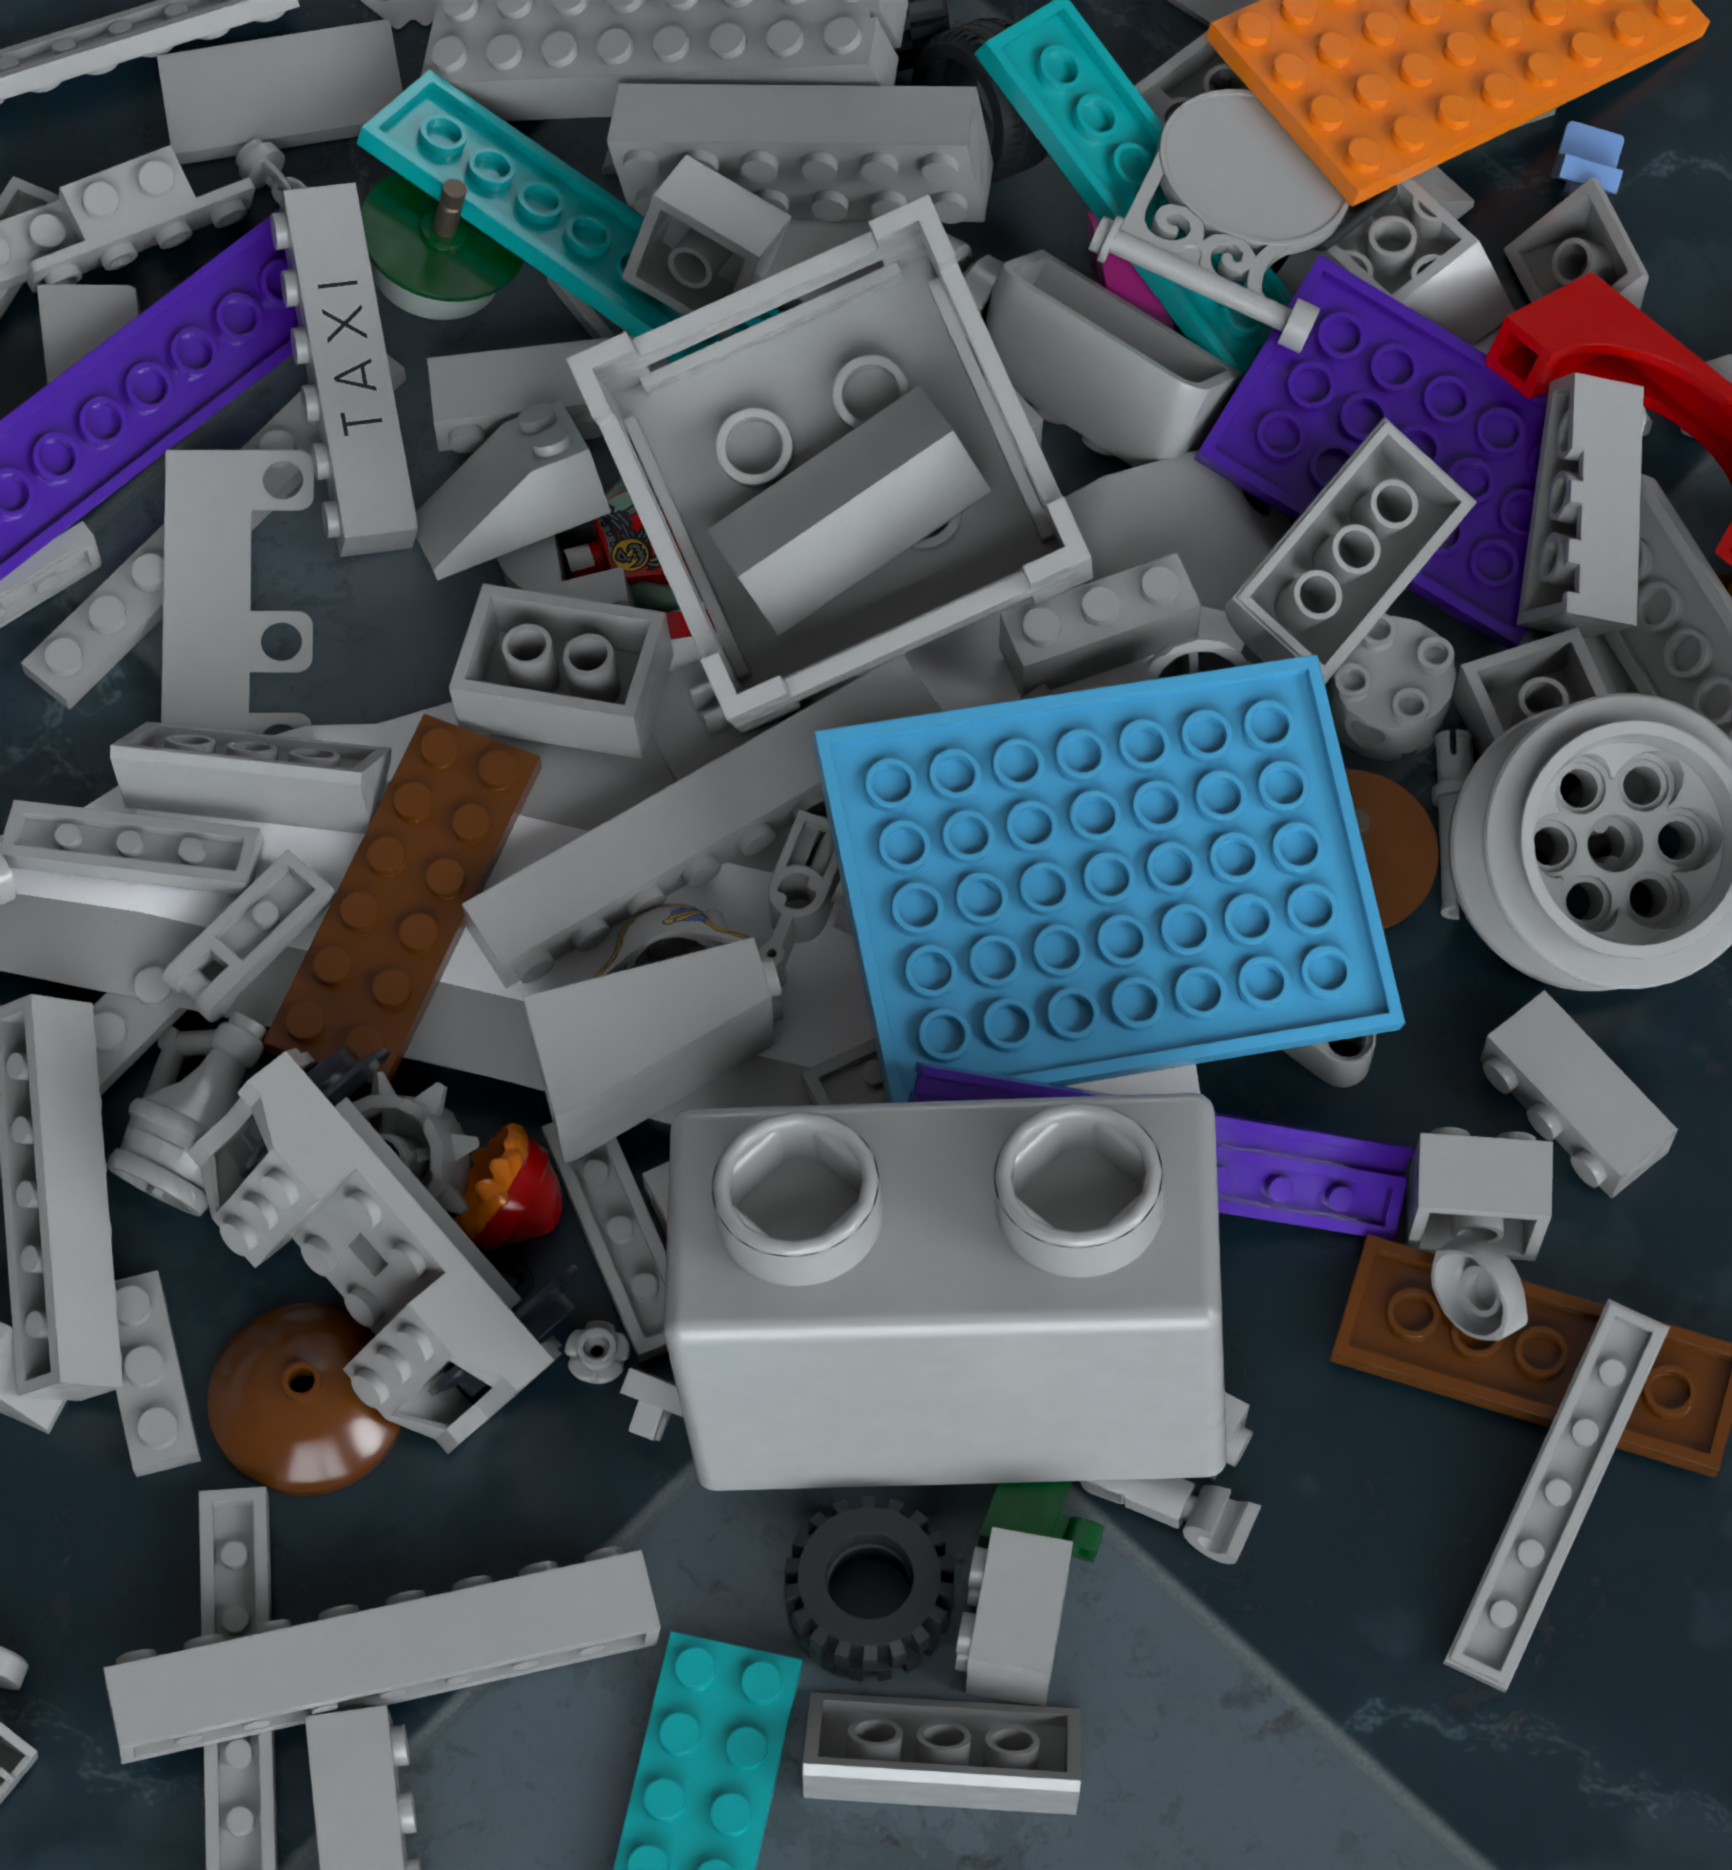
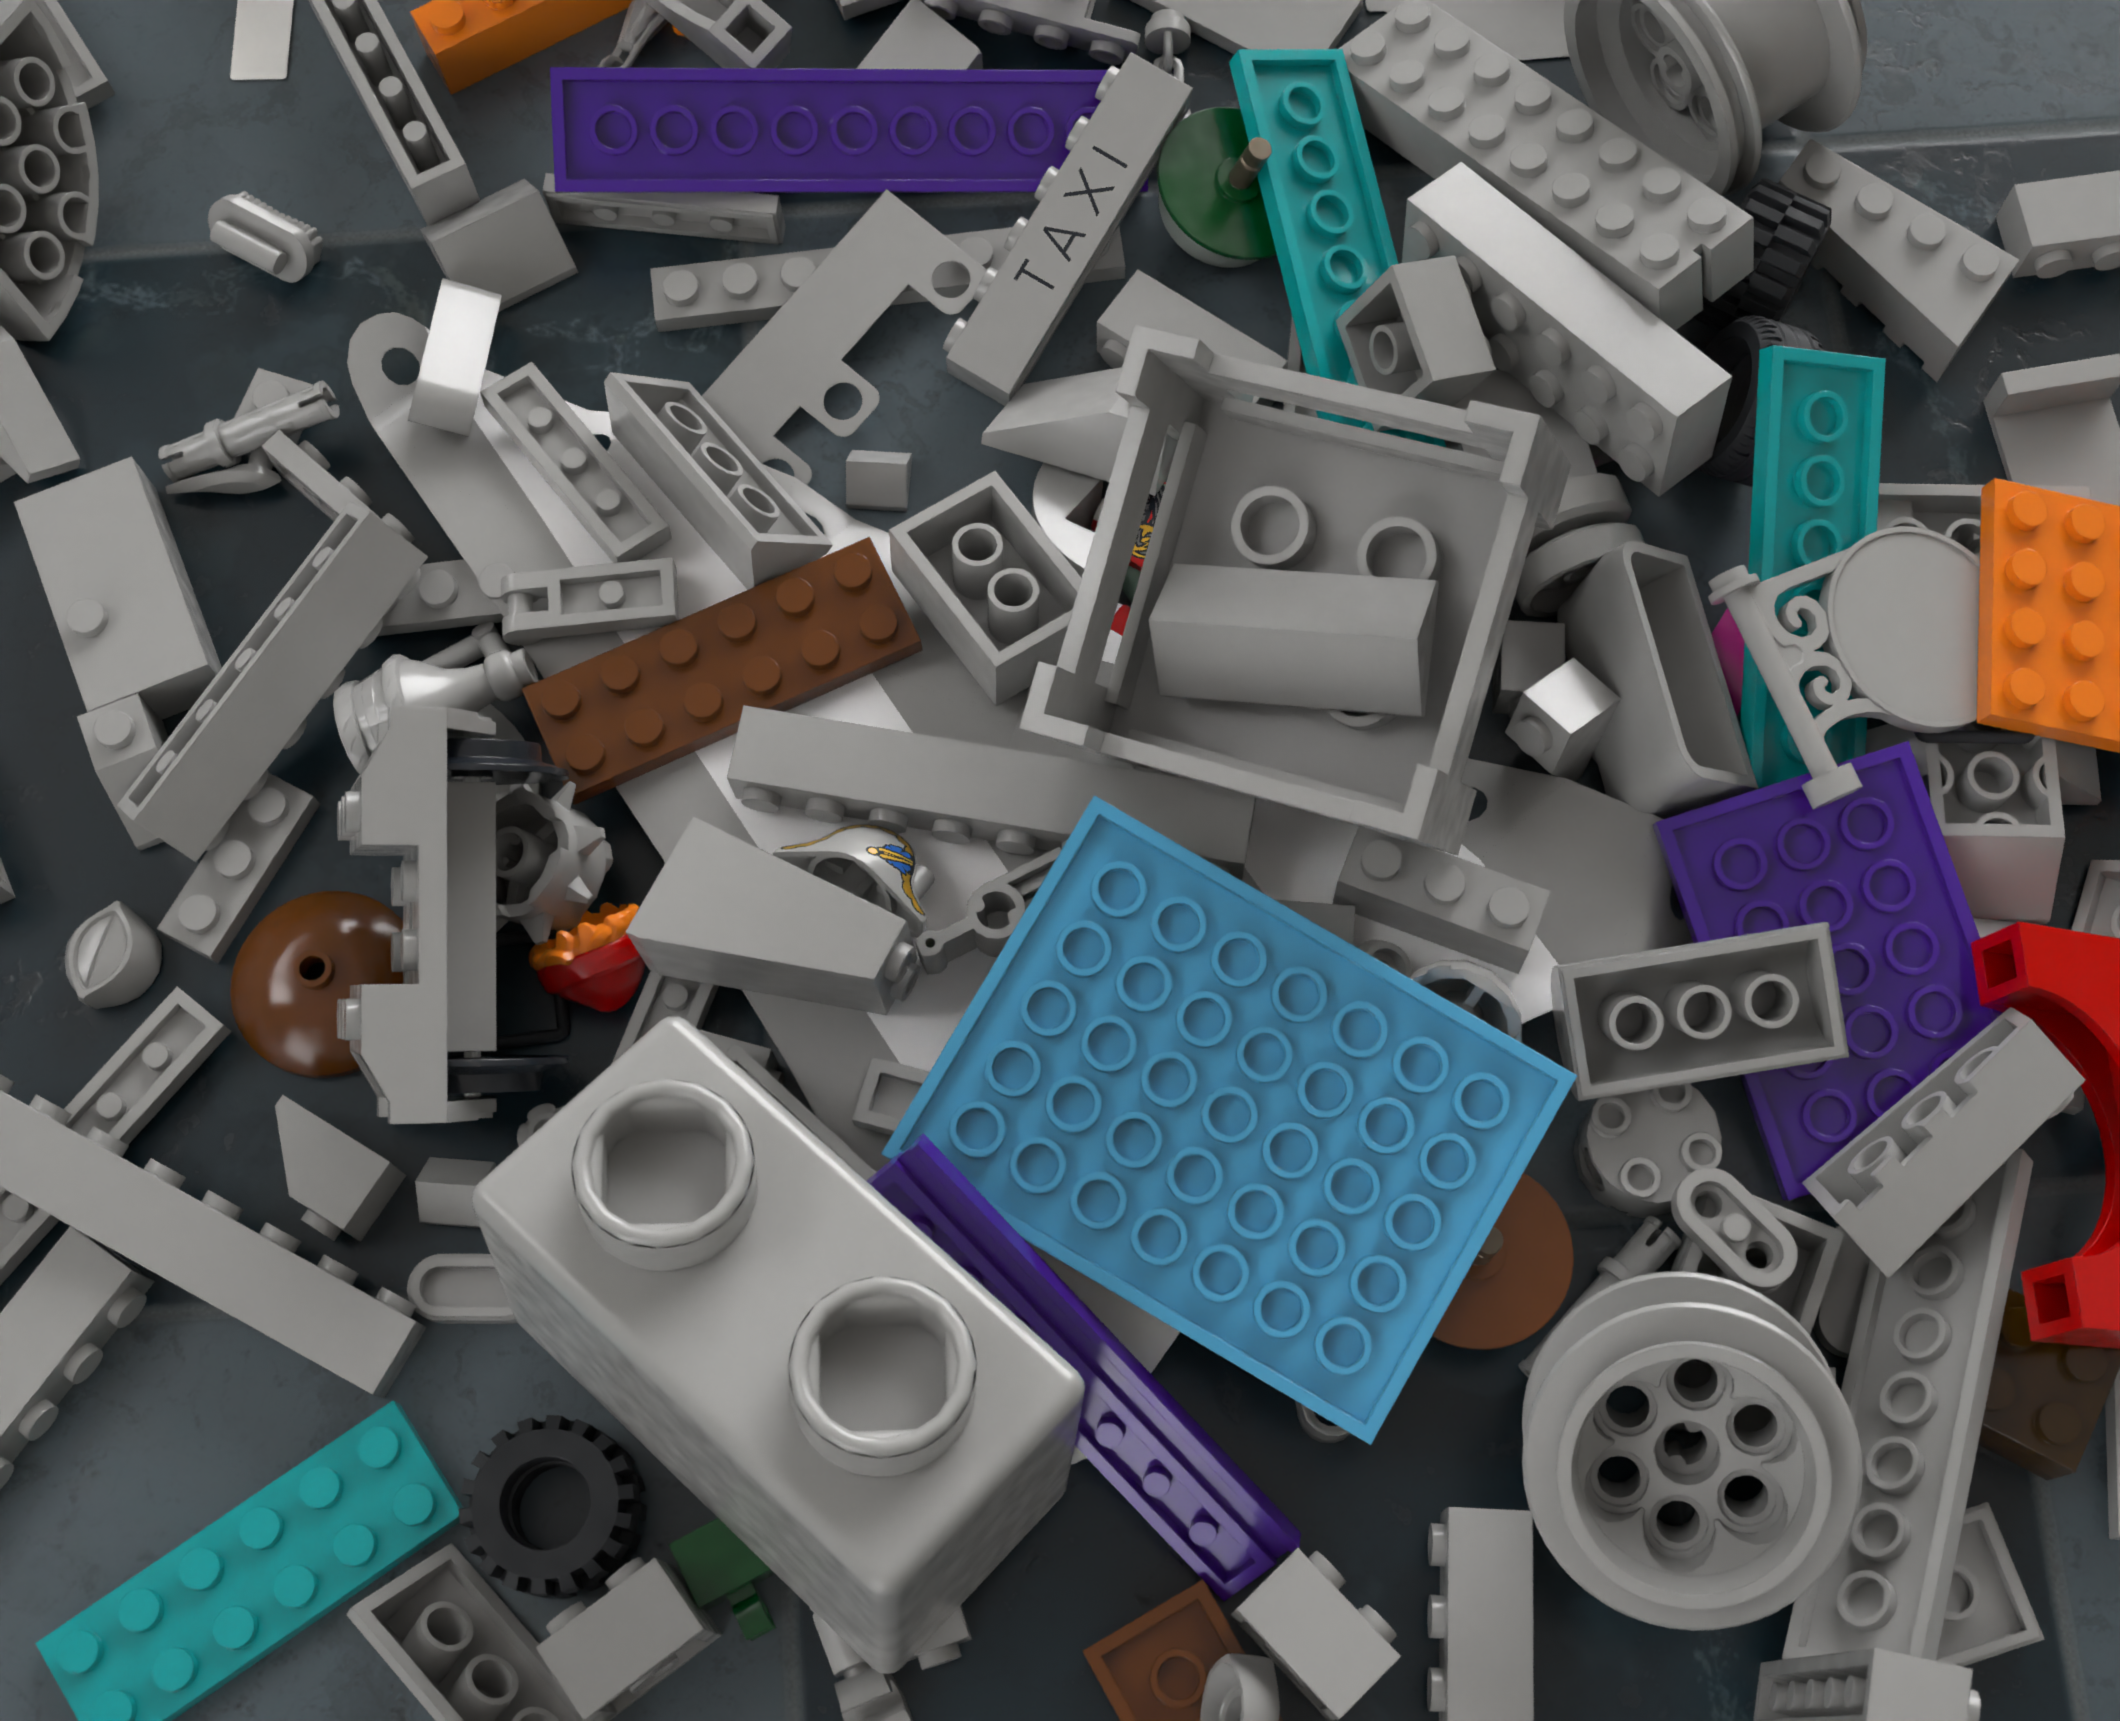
camera: 45 degrees right, 5 degrees up
(113, 1525) = (112, 957): none -> light grey hat
(367, 679) = (878, 480): none -> light grey slope
(458, 1515) = (333, 1173): none -> light grey slope
(566, 1454) = (446, 1191): none -> light grey slope
(649, 1505) = (459, 1290): none -> light grey tile
(1068, 429) = (1563, 719): none -> light grey slope
(1505, 680) = (1737, 1224): none -> light grey plate

